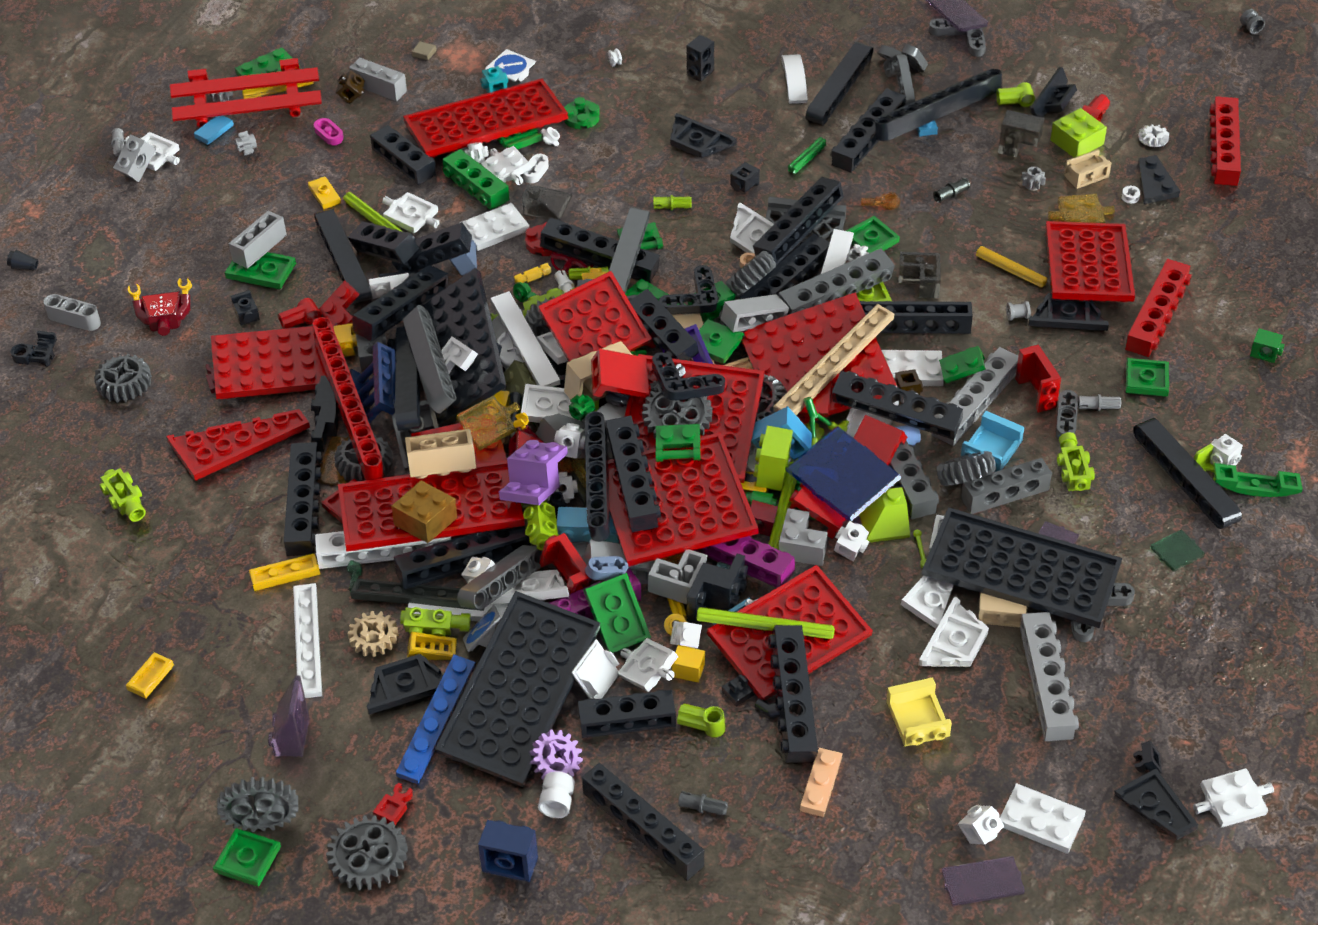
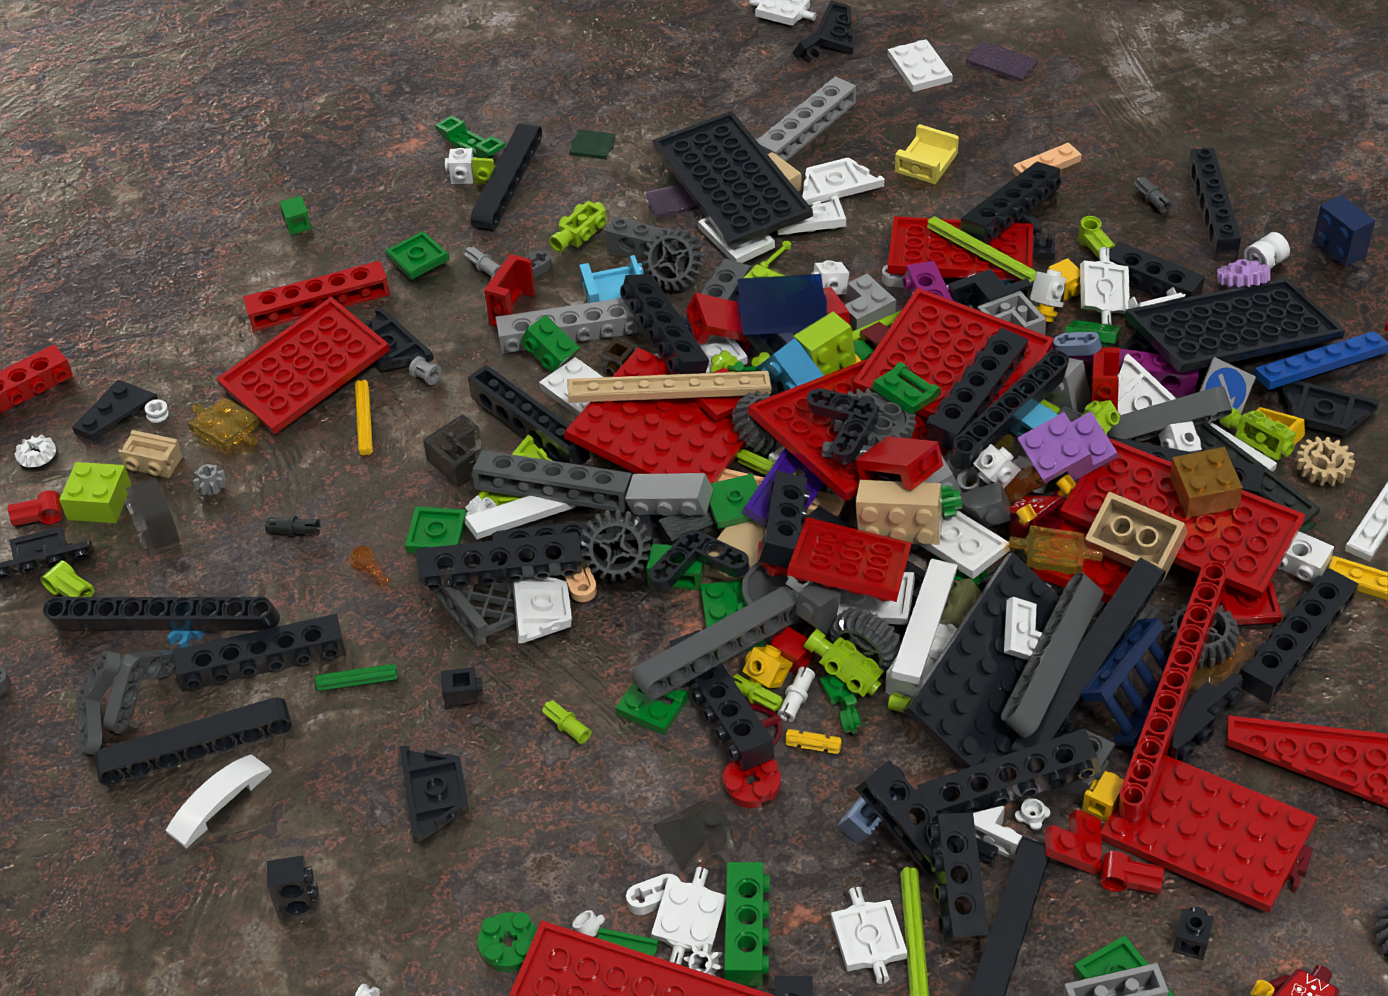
camera: 135 degrees left, 0 degrees up
(496, 226) = (788, 843): white plate -> none
(981, 824) = (977, 68): white brick -> none

